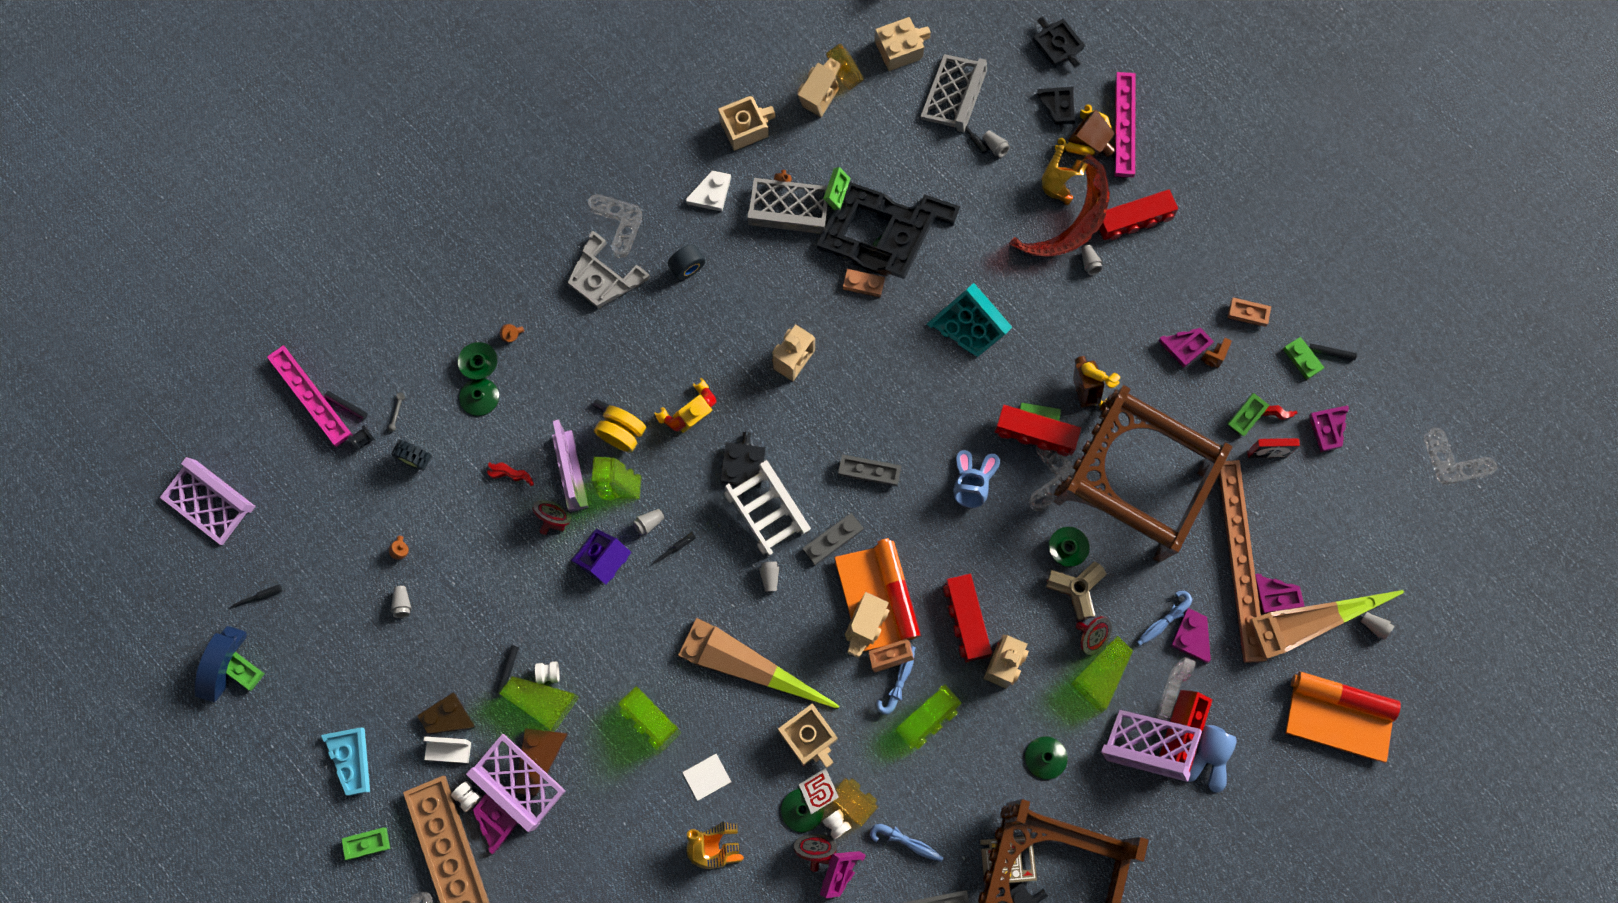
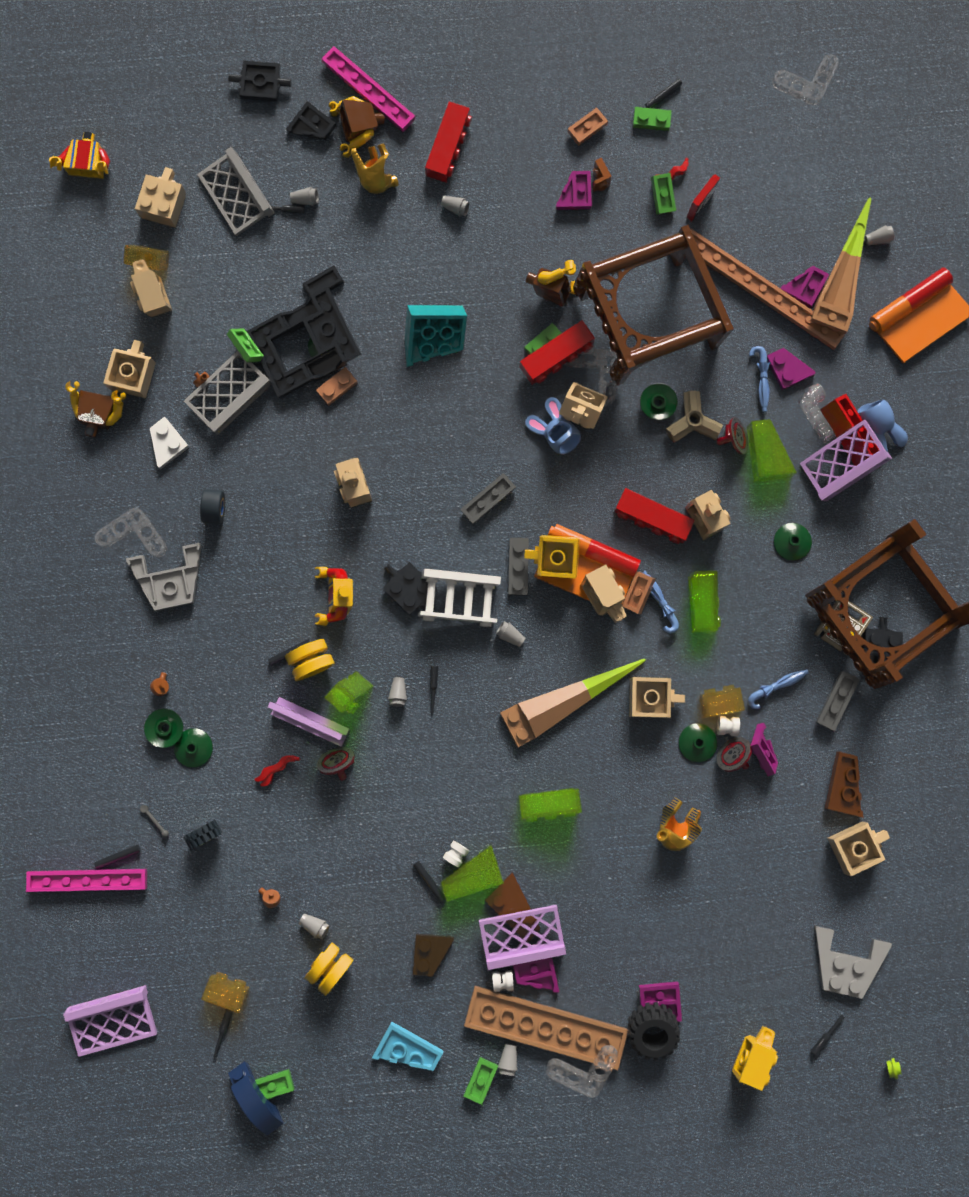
camera: 55 degrees left, 10 degrees up
(293, 572) = (226, 992): none -> clear yellow brick
(361, 438) = (155, 864): black bush -> none
(371, 638) = (328, 968): none -> yellow wheel
(400, 854) = (508, 1060): none -> light grey cone
(447, 750) = (456, 970): white panel -> none
(601, 556) = (397, 747): dark purple slope -> none
(693, 119) = (95, 409): none -> torso
(706, 777) = (621, 793): white sticker -> none
(818, 791) = (695, 721): white sticker -> none
(864, 560) = (556, 556): none -> yellow hinge
(1010, 484) = (583, 406): none -> tan hinge
(1086, 223) = (425, 185): clear red windscreen -> none
(1329, 427) = (717, 145): magenta wing -> none

